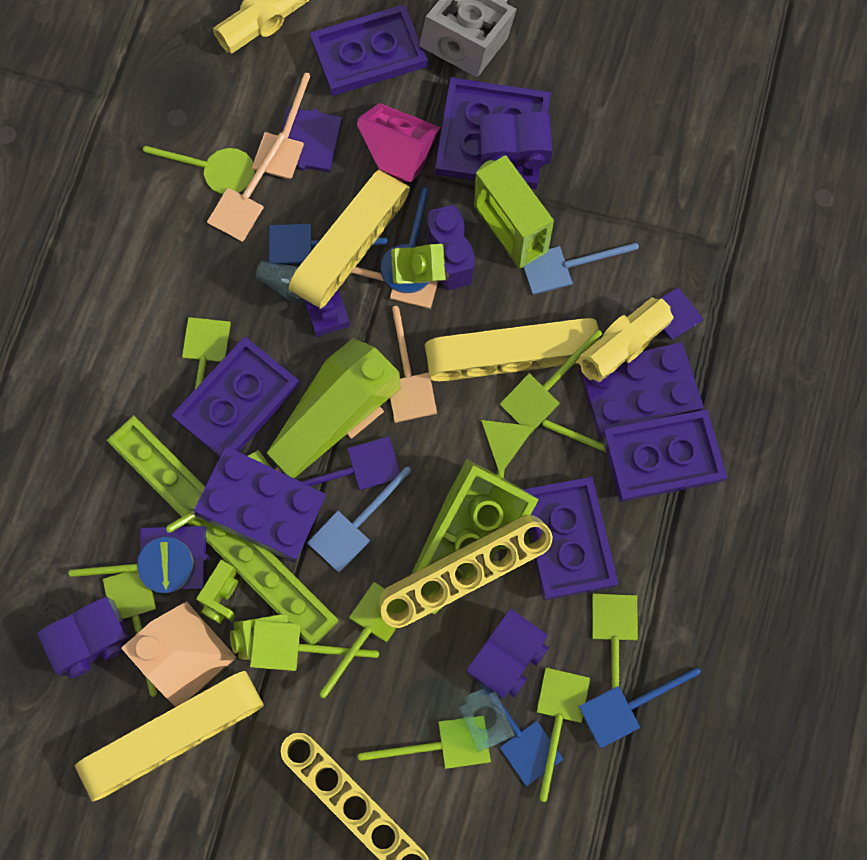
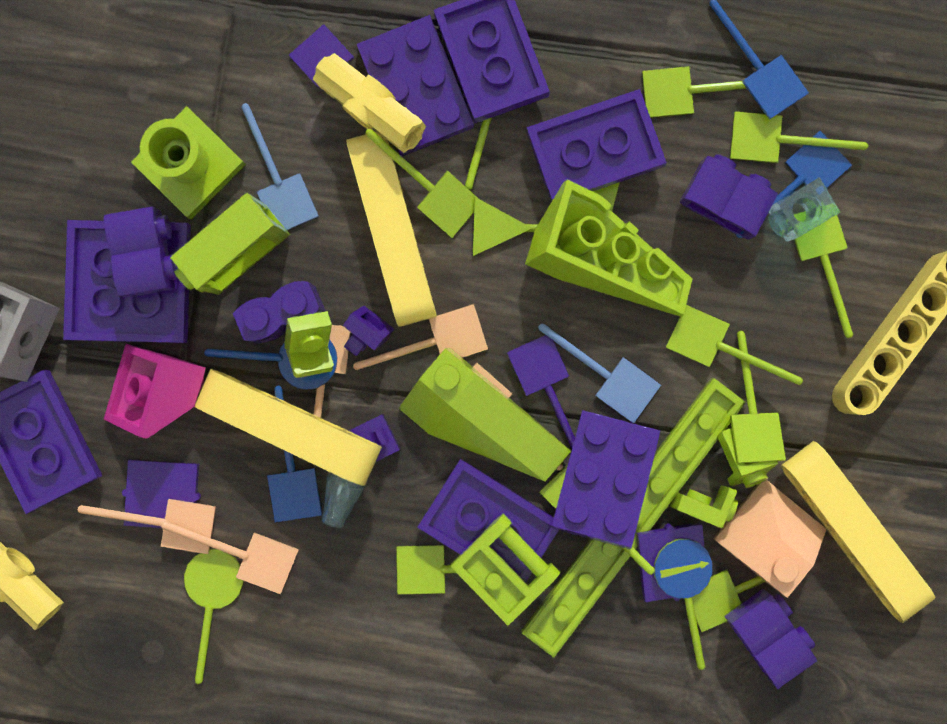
camera: 85 degrees left, 15 degrees up
(187, 391) = (494, 579): none -> lime plate
(425, 317) = (367, 331): none -> dark purple tile
(453, 587) = (653, 229): light yellow beam -> none
(592, 190) = (201, 172): none -> lime plant

